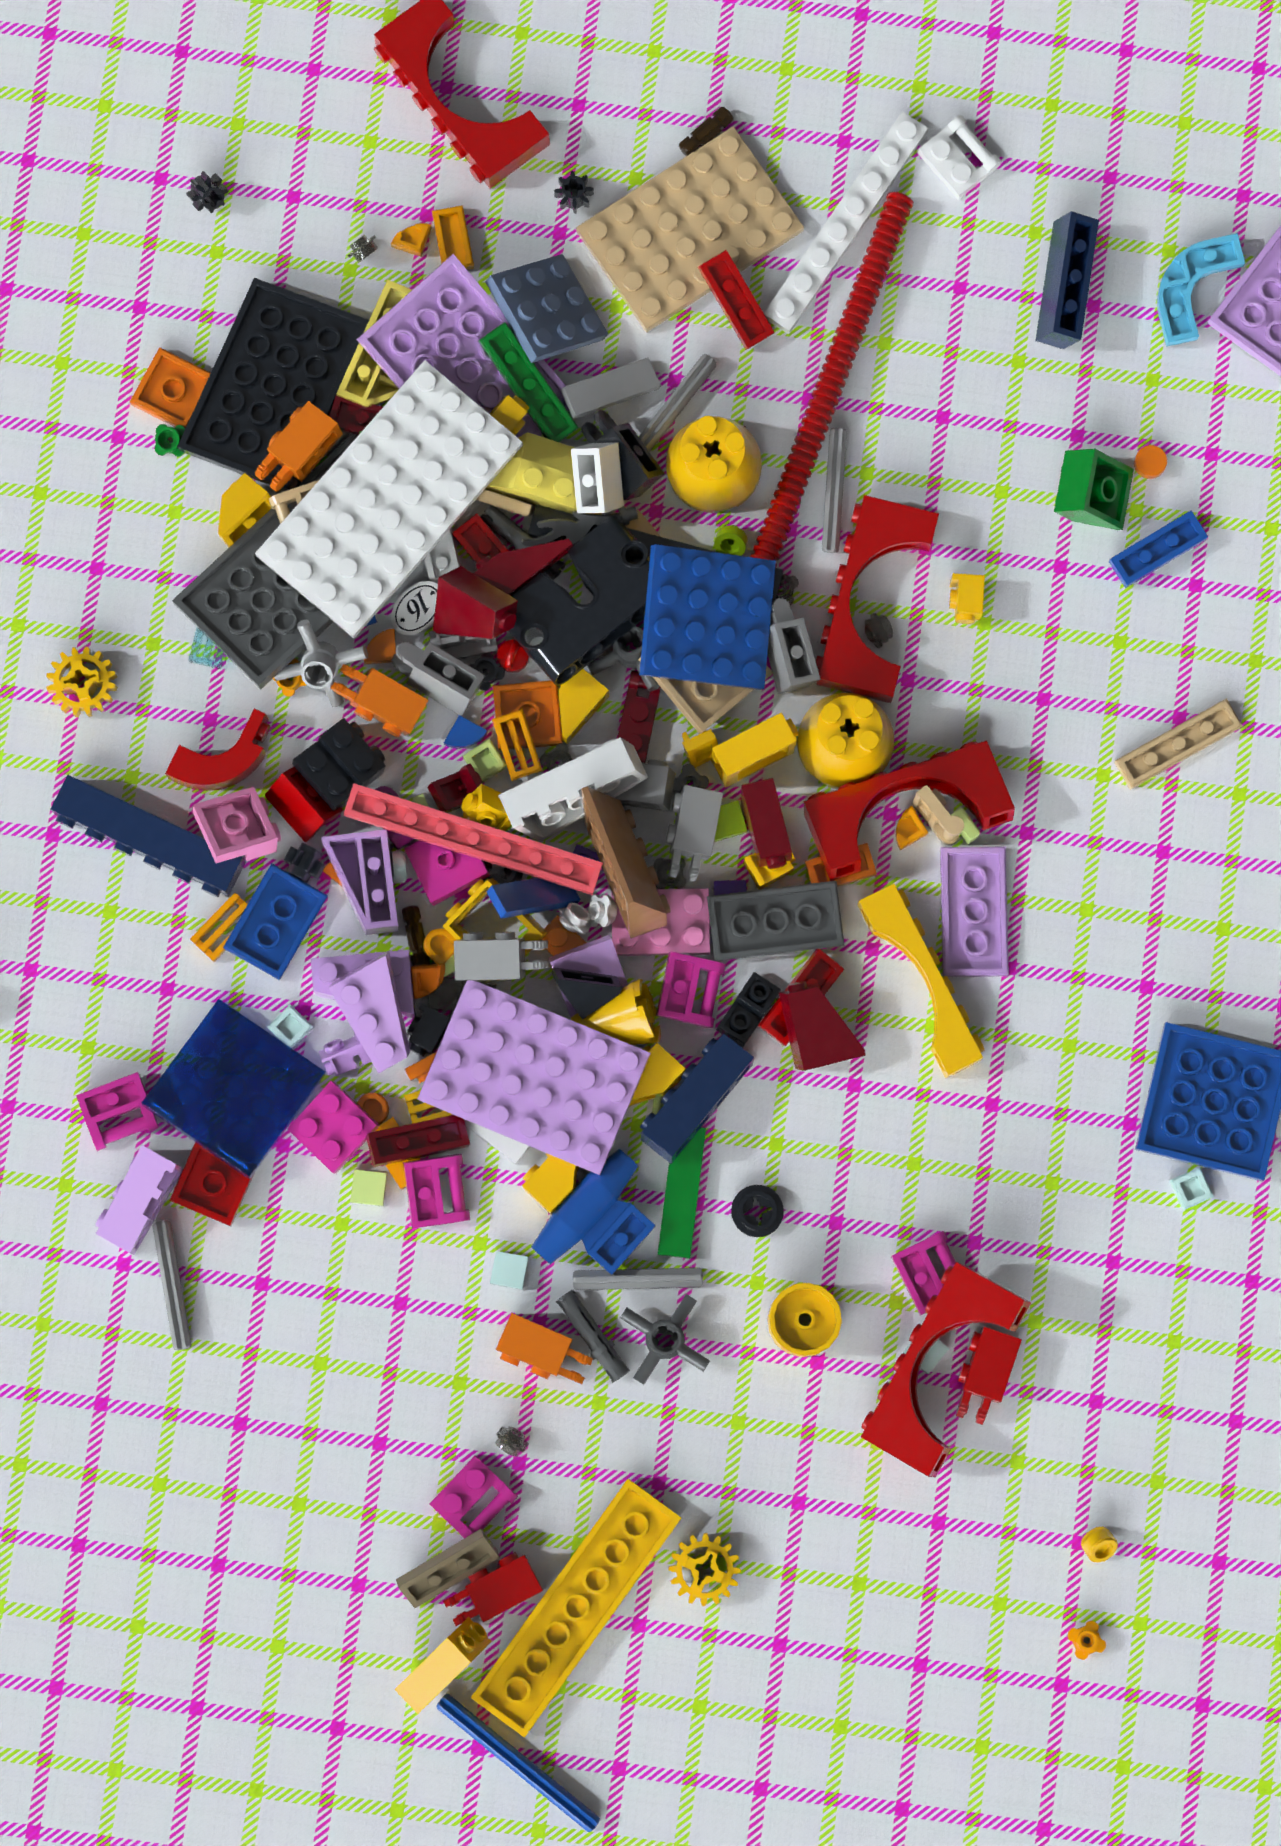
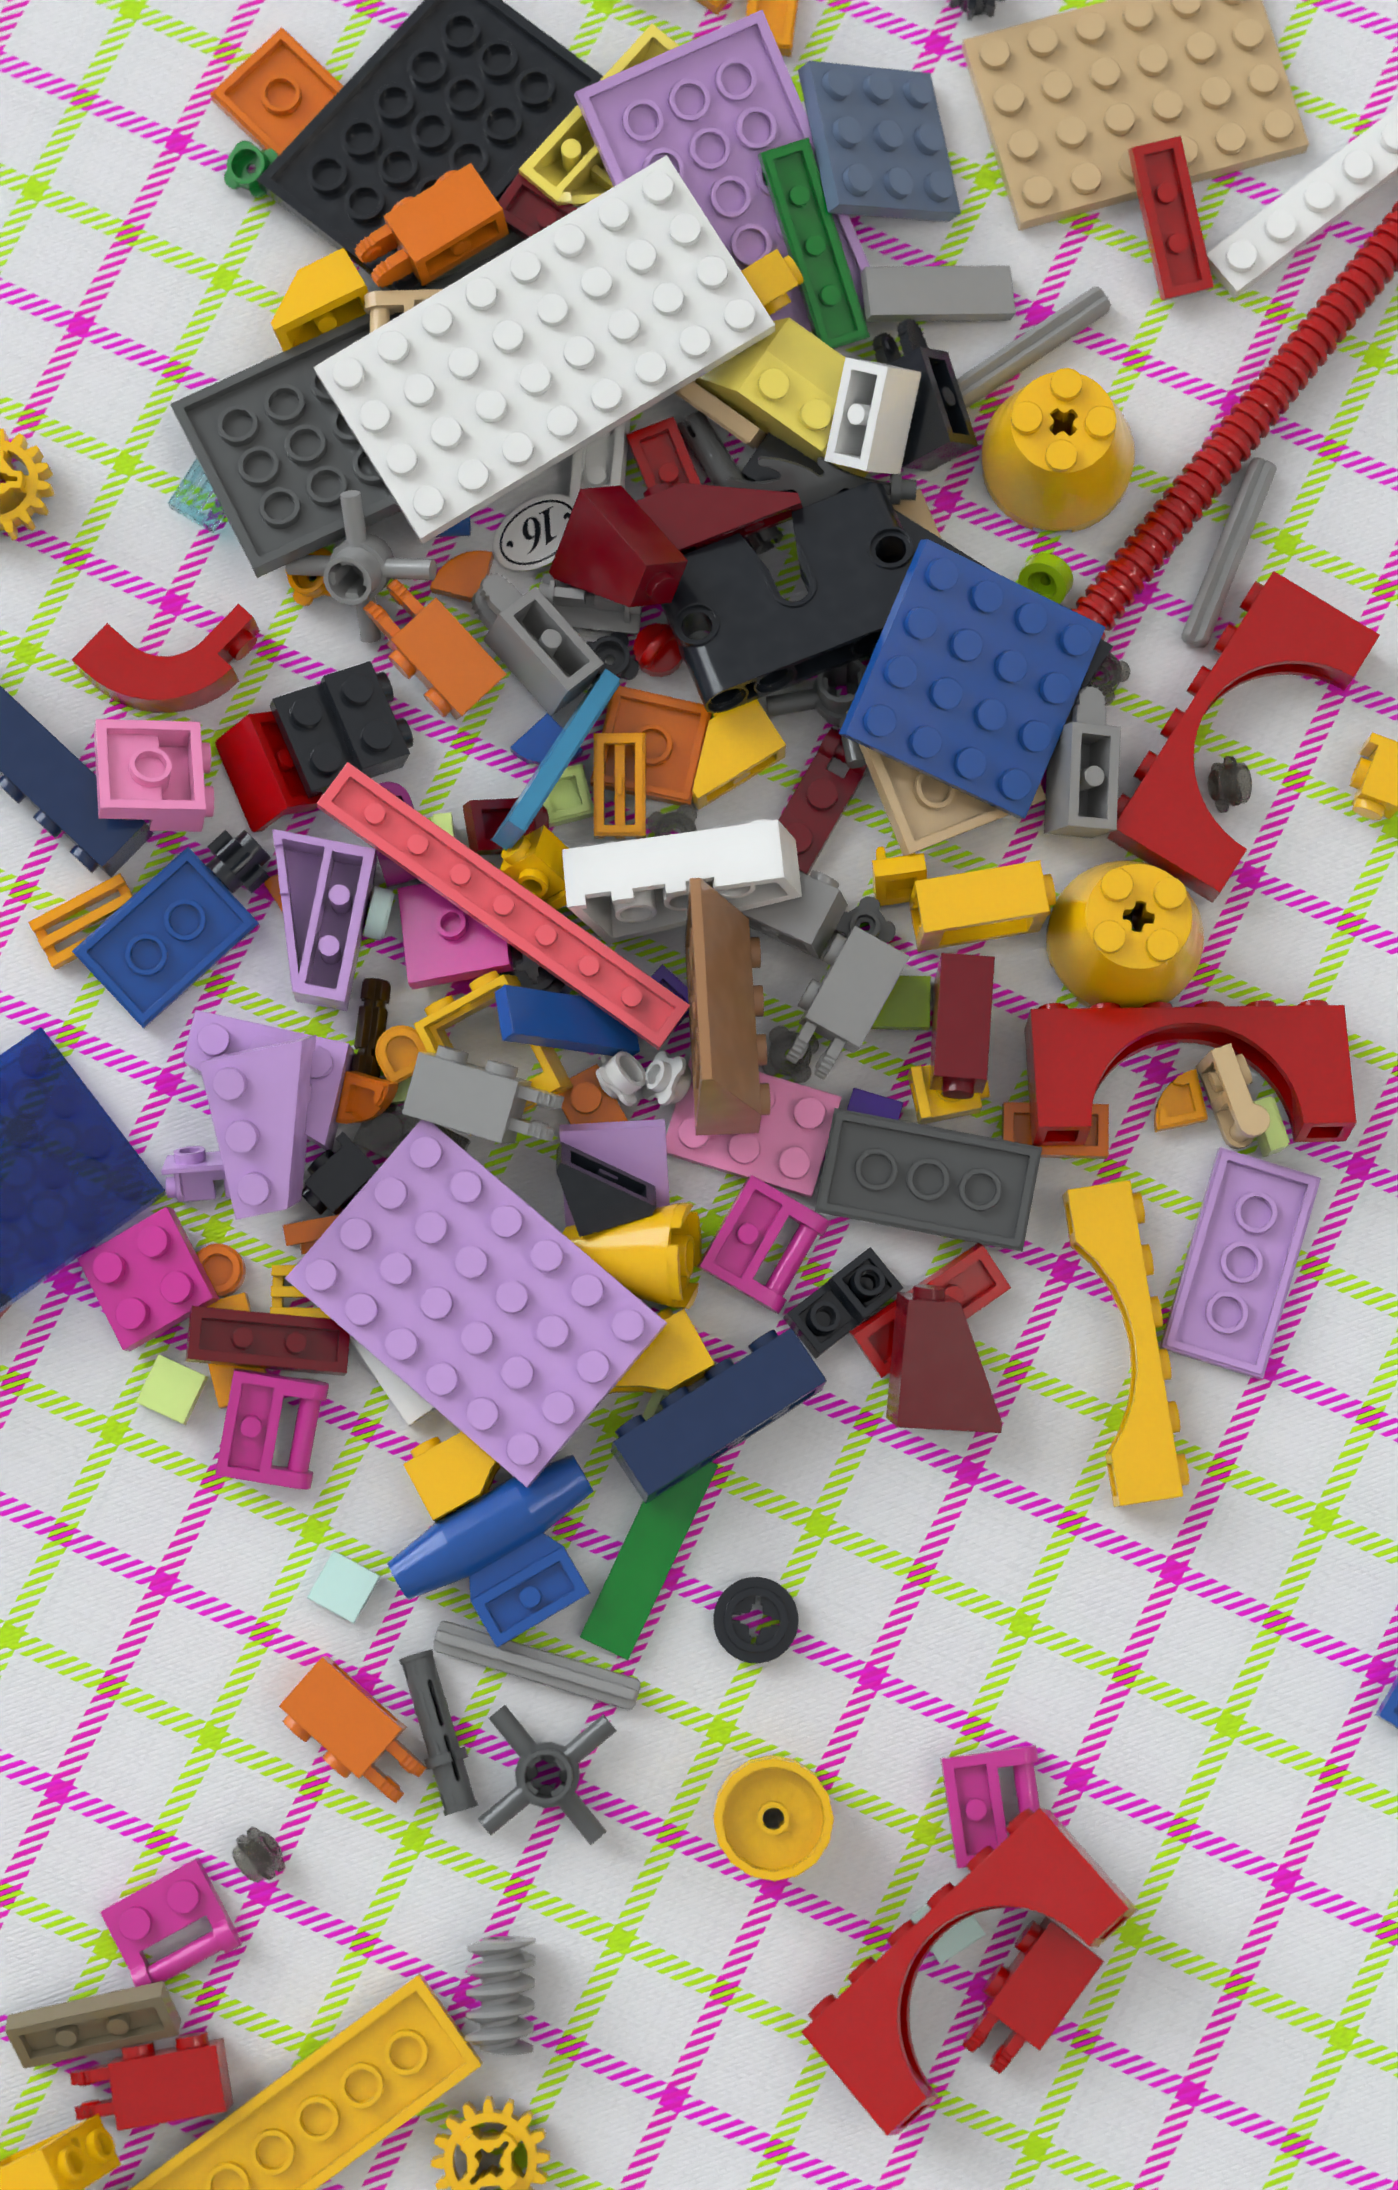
camera: 20 degrees right, 0 degrees up
(290, 1027) = (136, 1105): light aqua tile -> none
(476, 742) = (556, 760): none -> dark azure tile
(679, 1473) = (500, 1995): none -> light grey piece

